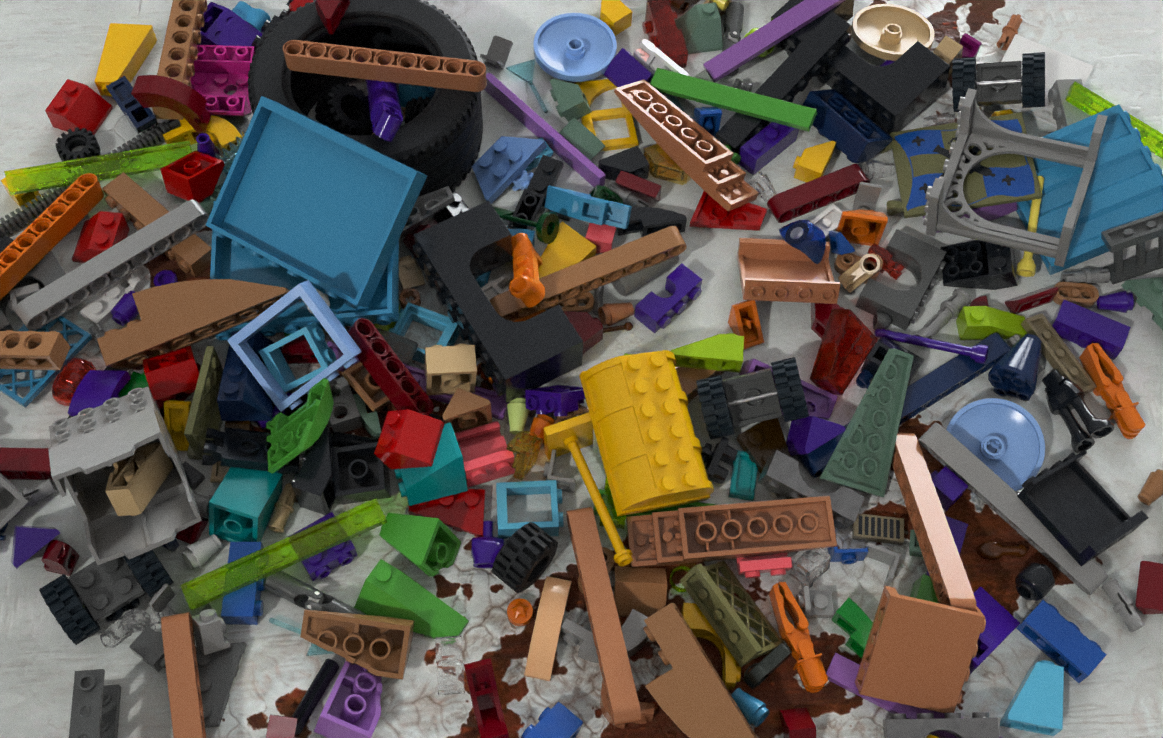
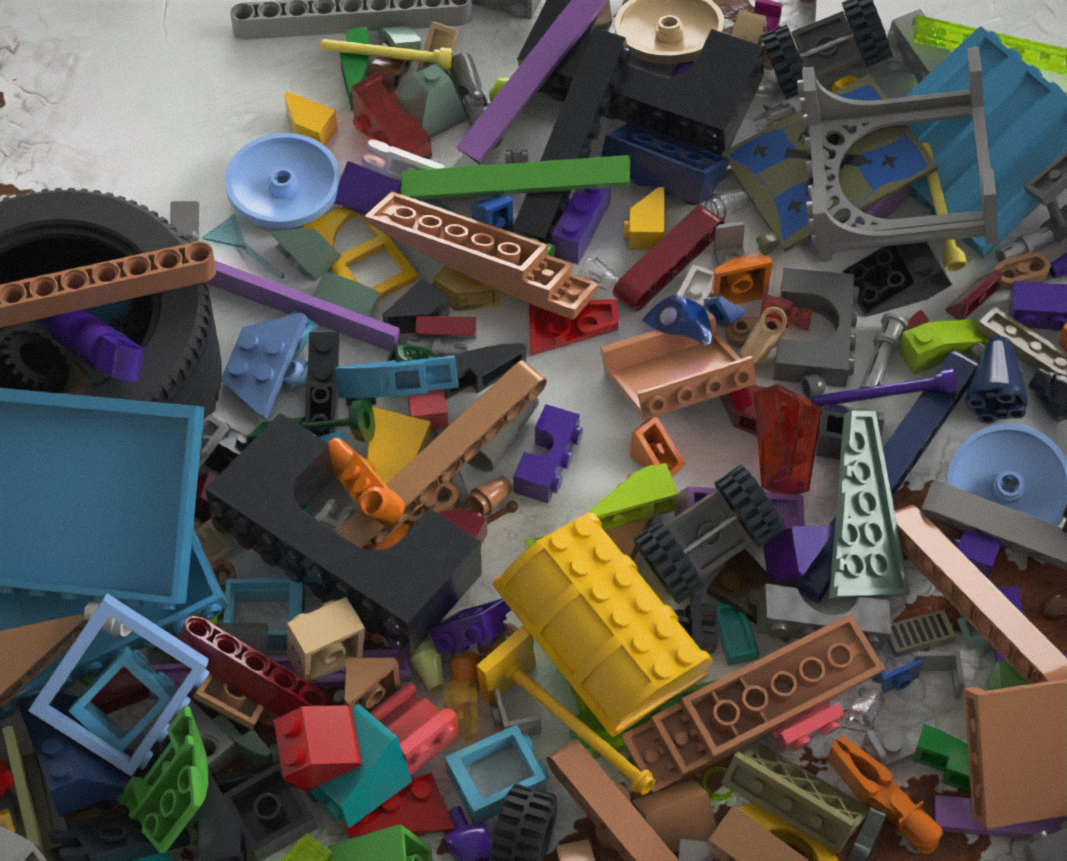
camera: 20 degrees left, 5 degrees down
(864, 379) = (824, 464): dark blue hand -> none

